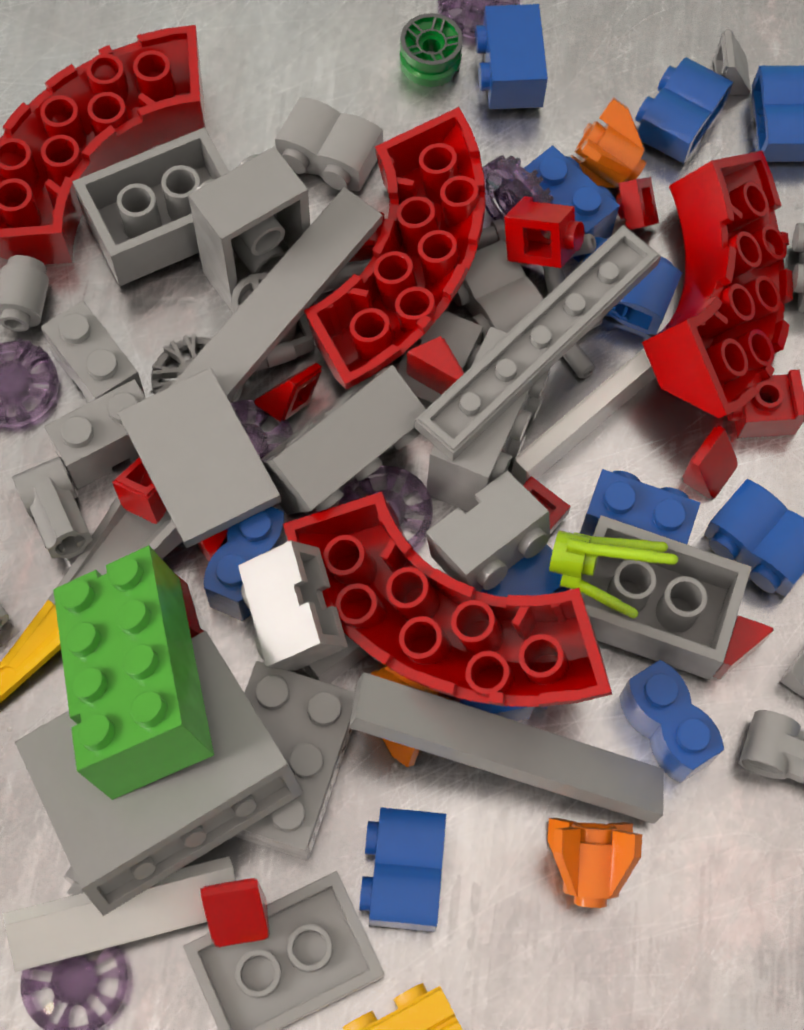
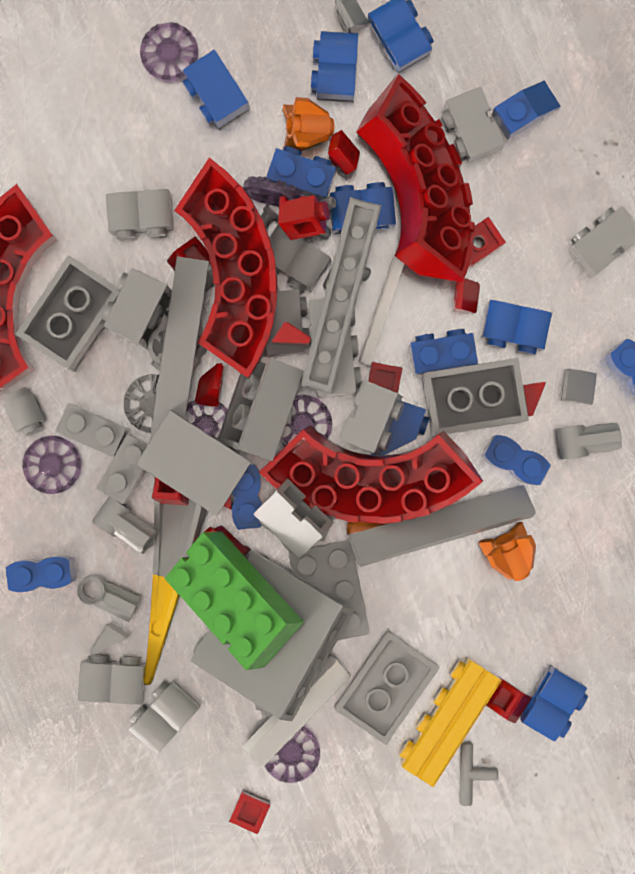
camera: 25 degrees left, 20 degrees up
(236, 912) = (353, 681): red slope -> none
(406, 869) = (421, 610): blue brick -> none
(434, 34) = (166, 96): green wheel -> none
(578, 555) = (425, 407): lime plant -> none

